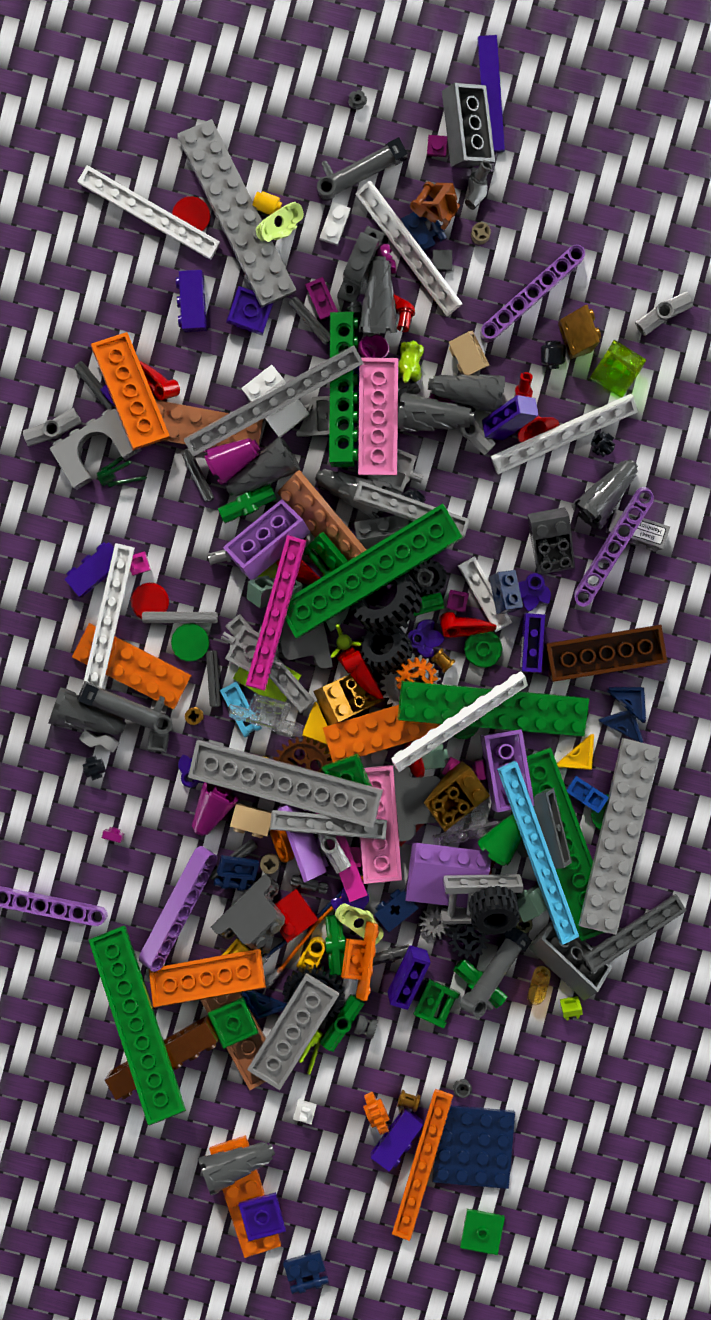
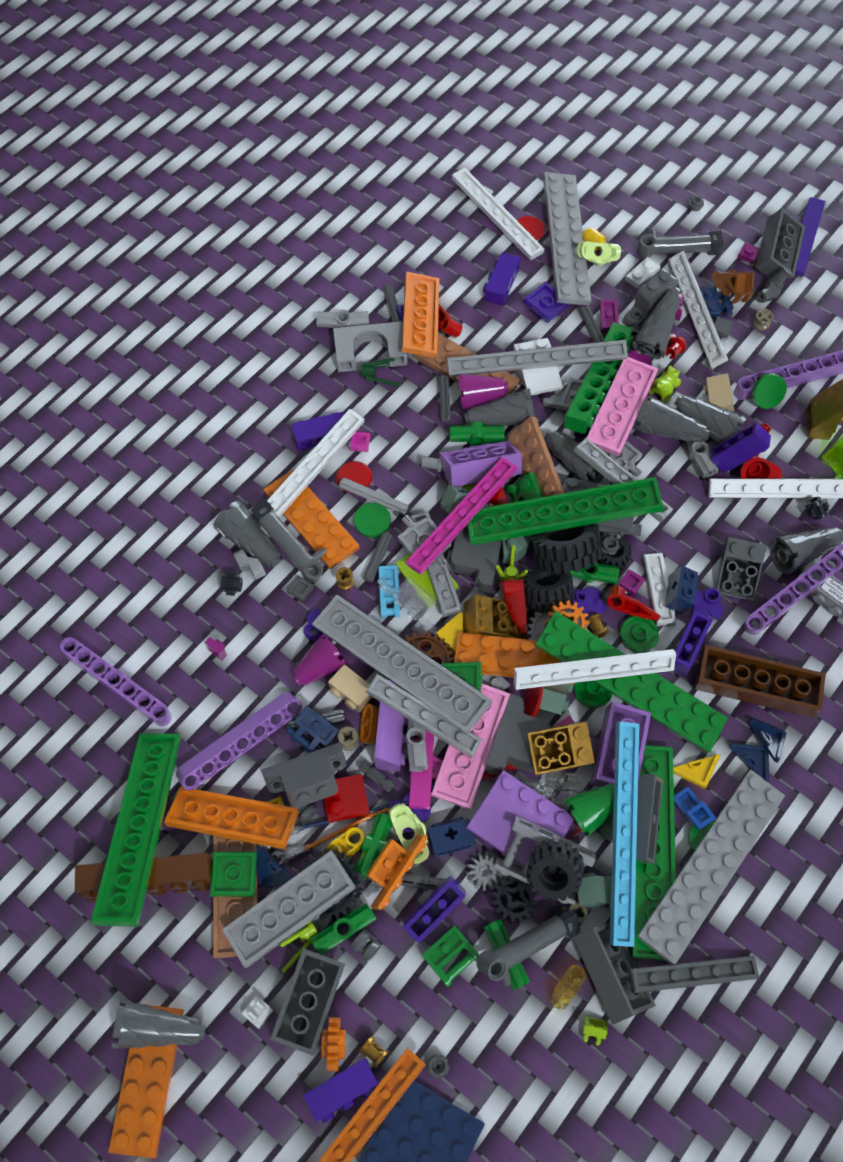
camera: 25 degrees right, 25 degrees down
(262, 1216) = (152, 1109): dark purple tile -> none
(341, 1091) = (307, 1002): none -> dark grey slope
(479, 769) = (594, 737): magenta plate -> none
(515, 328) = (769, 390): none -> green tile
(553, 354) = (795, 424): black head -> none

